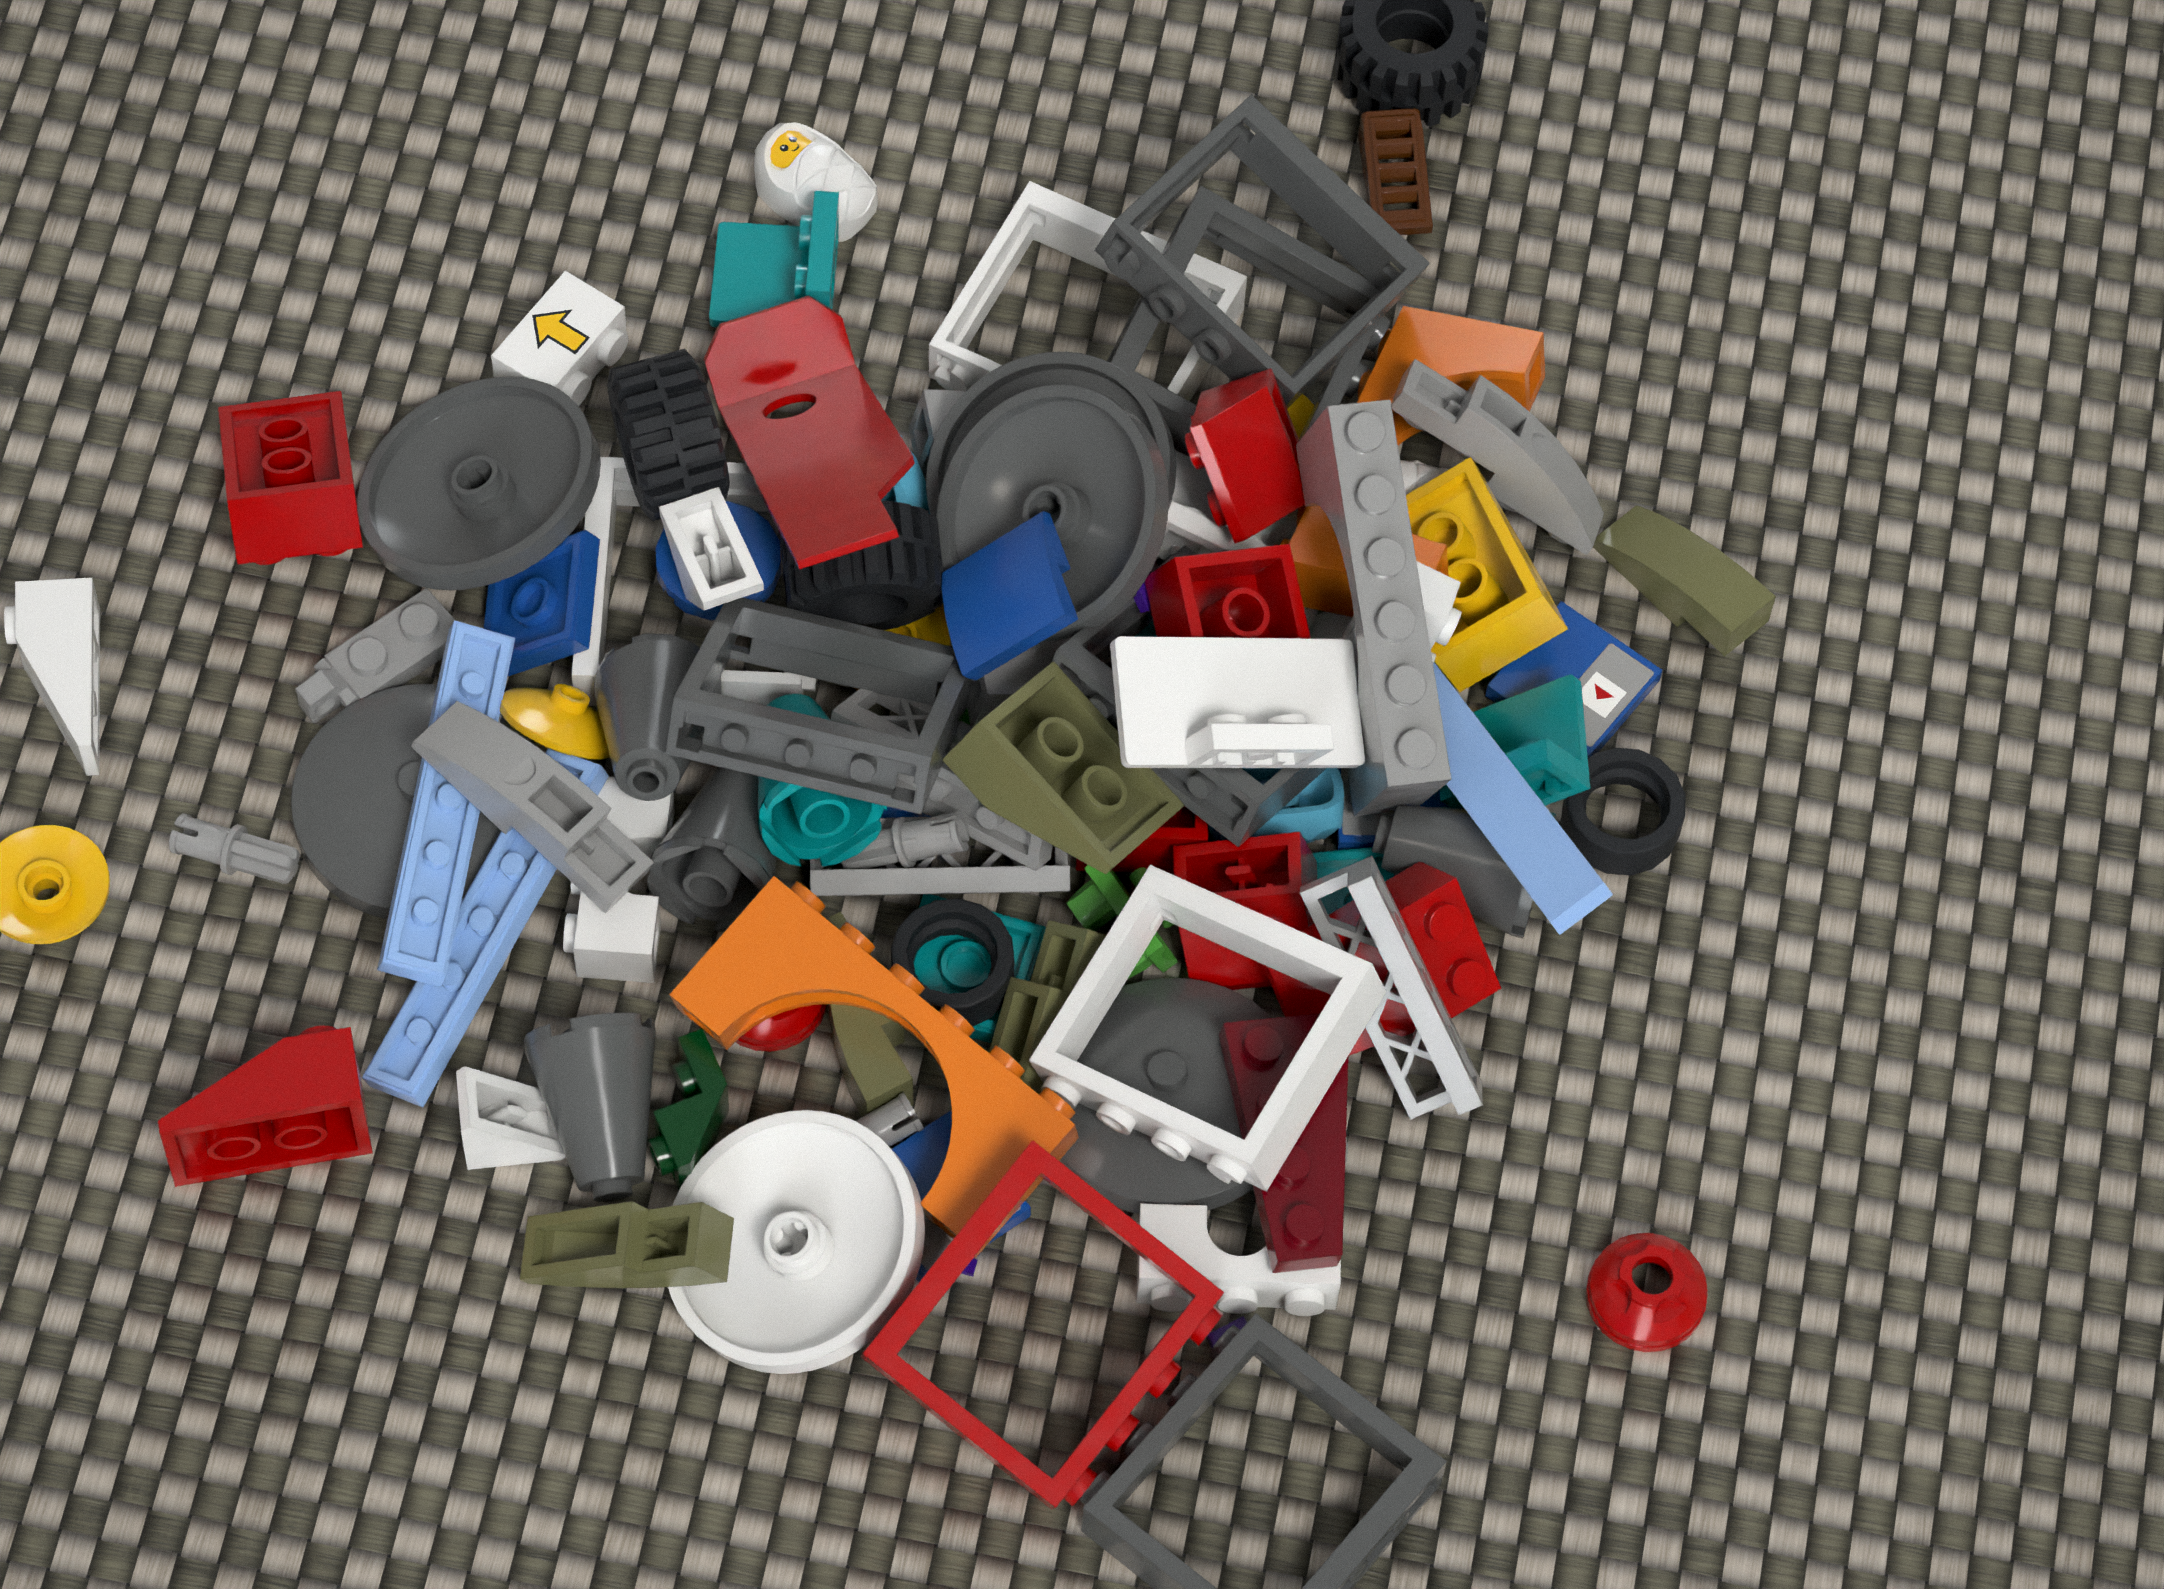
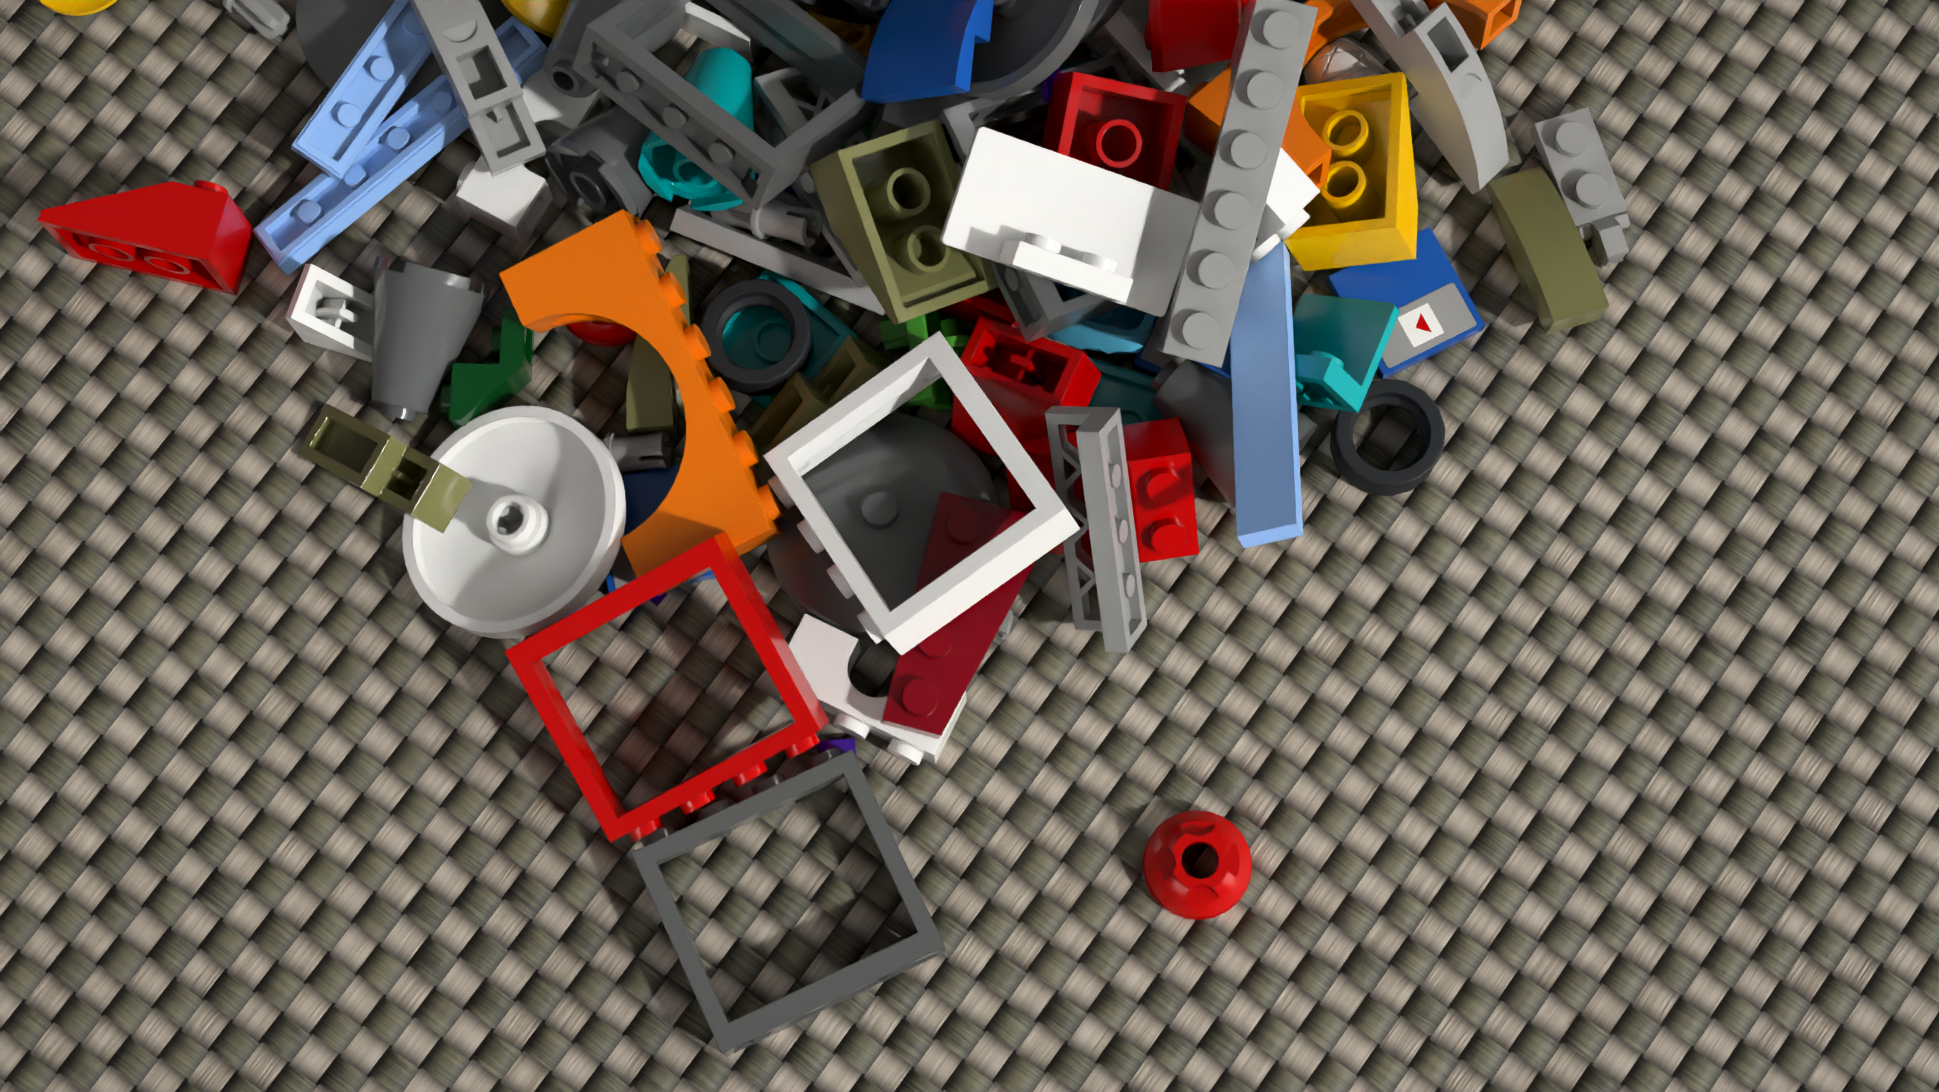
camera: 30 degrees right, 15 degrees up
(1668, 485) = (1584, 181): none -> light grey hinge

